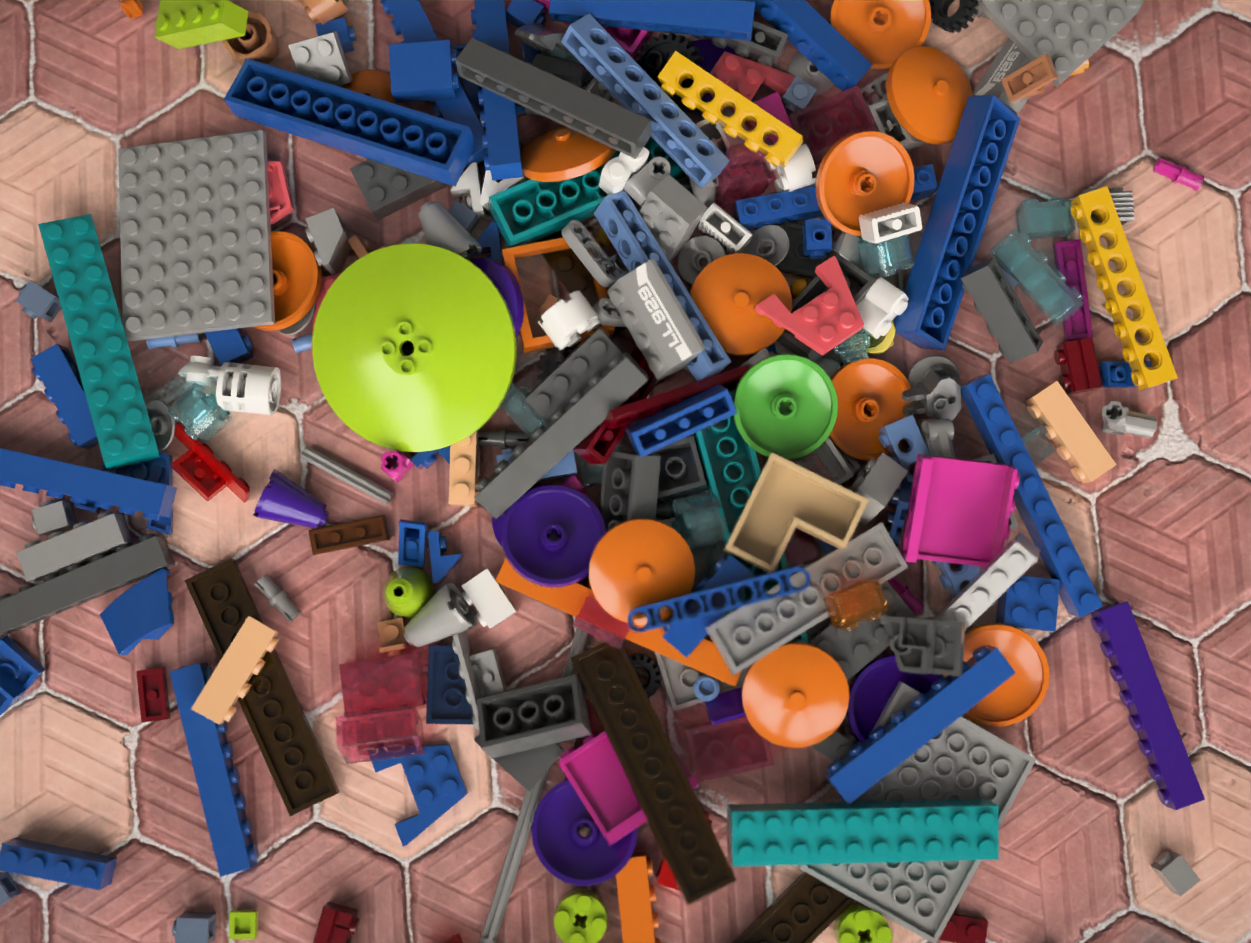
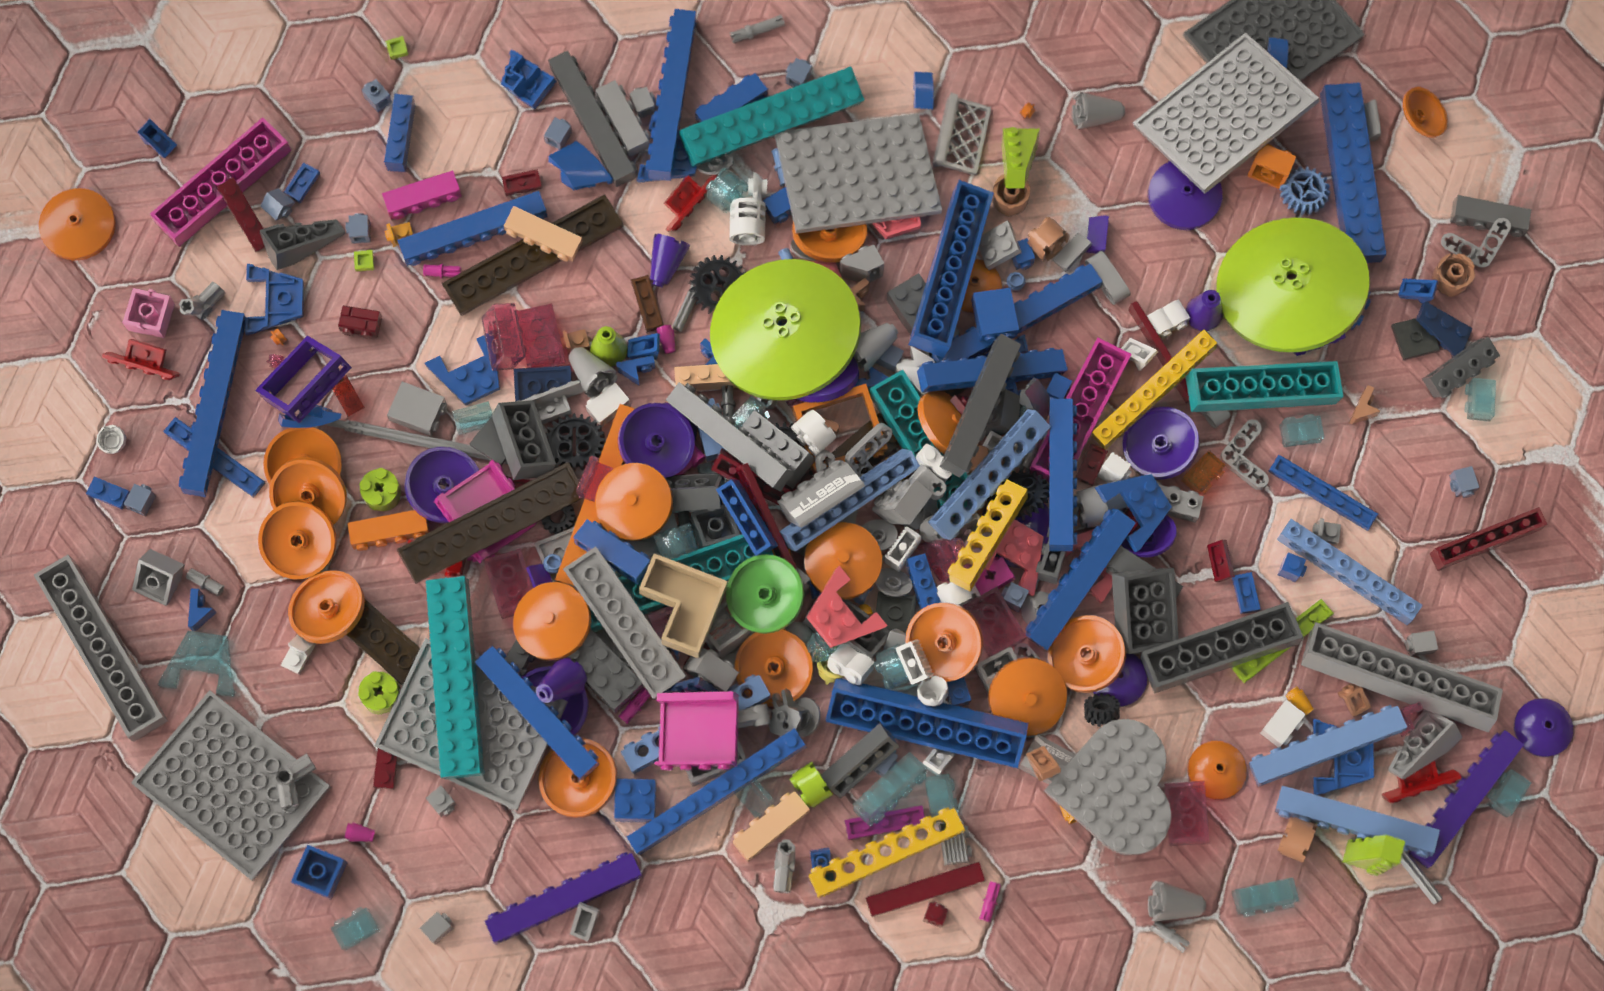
camera: 85 degrees right, 10 degrees down
(85, 137) = (923, 90): none -> blue slope
(85, 638) = (558, 133): none -> sand blue brick
(151, 116) = (948, 127): none -> light grey fence
(155, 837) = (422, 195): none -> dark pink brick
(207, 873) = (398, 232): none -> light orange bracket
(270, 815) = (441, 270): none -> dark pink axle
(278, 598) = (597, 259): light grey pin -> none
(344, 456) = (704, 291): none -> black gear
(371, 50) = (1015, 281): none -> medium blue plate
(396, 464) = (700, 328): dark pink piece -> none
(403, 511) = (667, 338): none -> dark pink cone
(469, 860) = (417, 409): none -> light grey brick
(490, 783) = (472, 417): none -> clear light blue panel
(538, 130) = (960, 402): none -> dark red plate
(538, 624) = (593, 441): none -> black gear
(706, 606) = (616, 560): blue beam -> none
(817, 238) = (901, 616): blue brick -> none
(856, 604) = (621, 655): clear orange brick -> none
(881, 688) = (562, 681): none -> dark purple cone
(926, 644) = (595, 710): dark grey slope -> none
(930, 203) = (933, 691): none -> white hair
(991, 581) = (633, 747): brick -> none
(1005, 216) = (938, 760): none -> white slope
(1011, 856) = (441, 801): none -> light grey bracket
(1025, 376) = (811, 784): none -> lime brick
(1078, 366) = (824, 830): dark red brick -> none
(1157, 252) = (925, 889): none -> dark red tile
(1175, 677) = (584, 921): none -> light grey slope
(1192, 240) = (935, 914): none -> dark red brick

